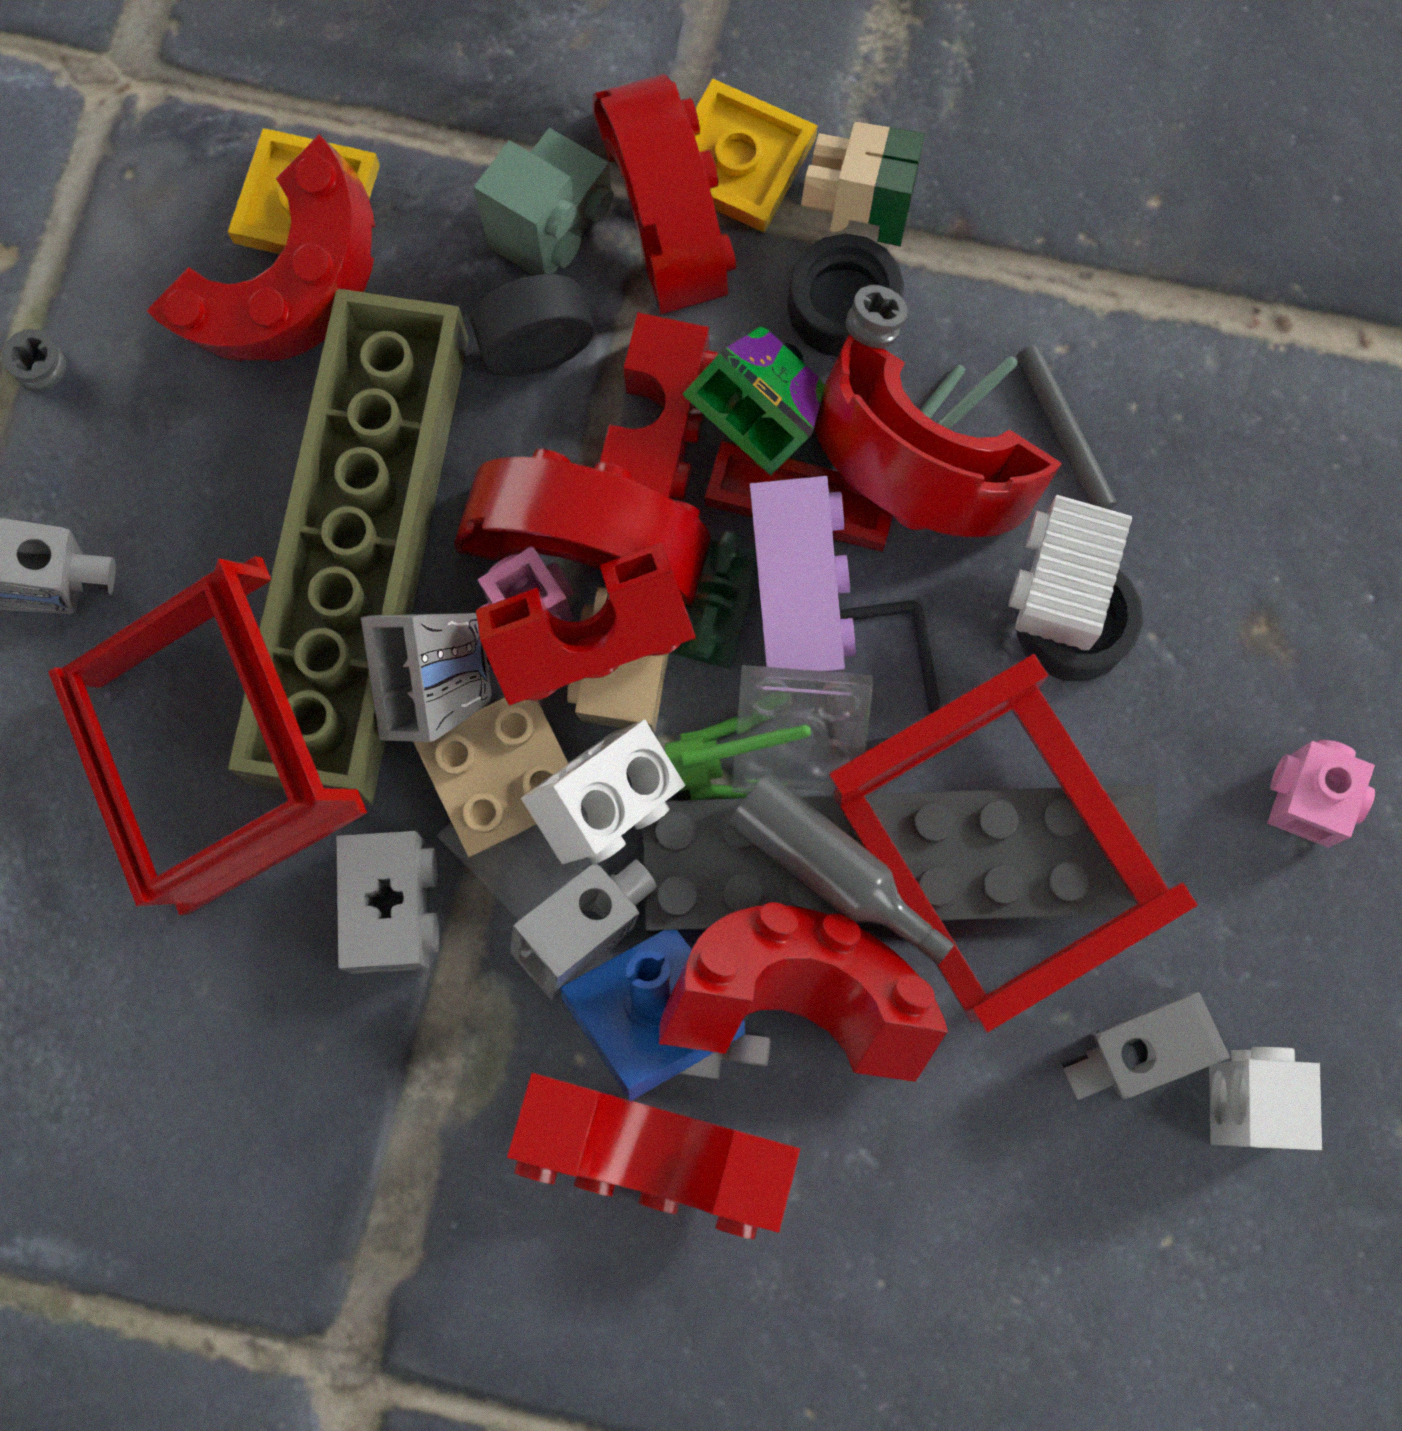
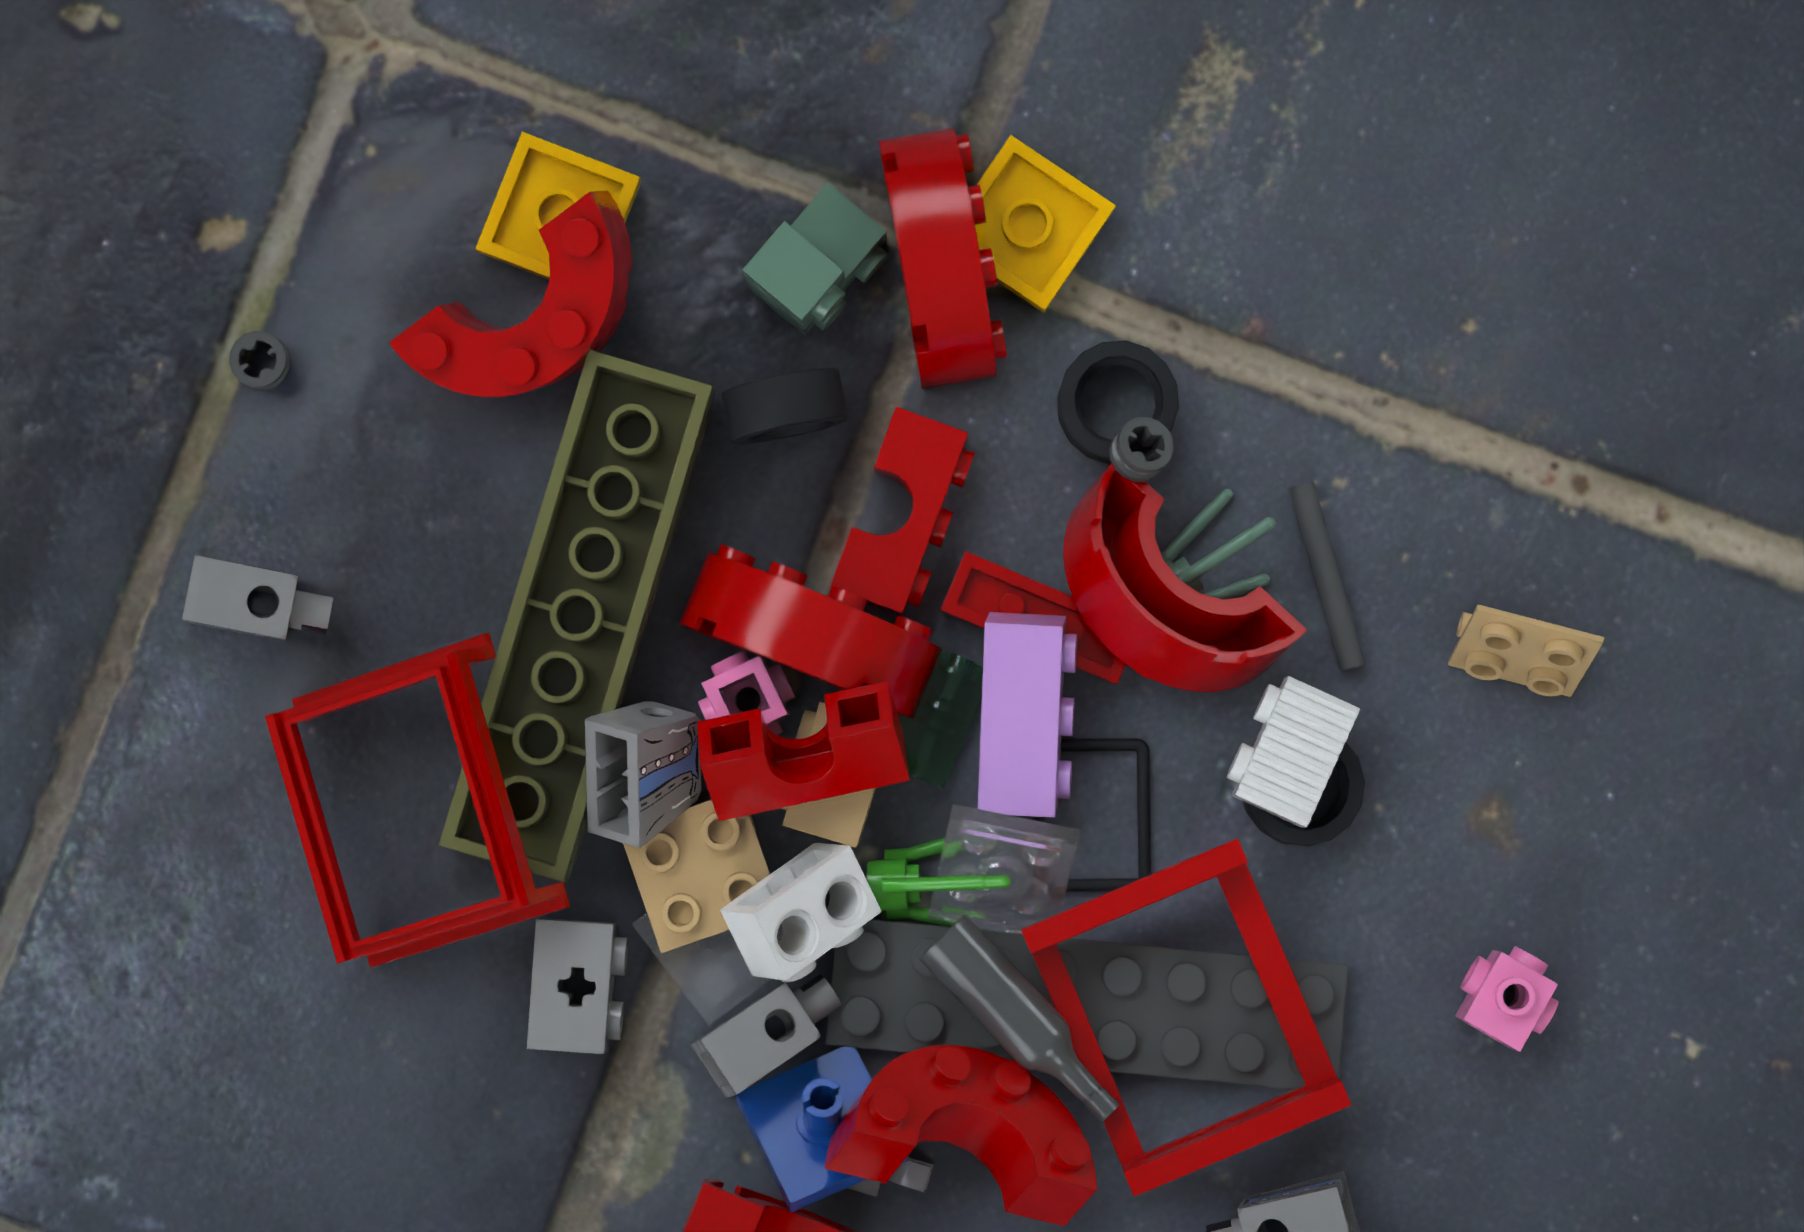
camera: 10 degrees right, 10 degrees up
(760, 397) = (1012, 519): green torso -> none
(865, 178) = (1167, 285): tan hips -> none
(1272, 457) = (1523, 651): none -> tan hinge

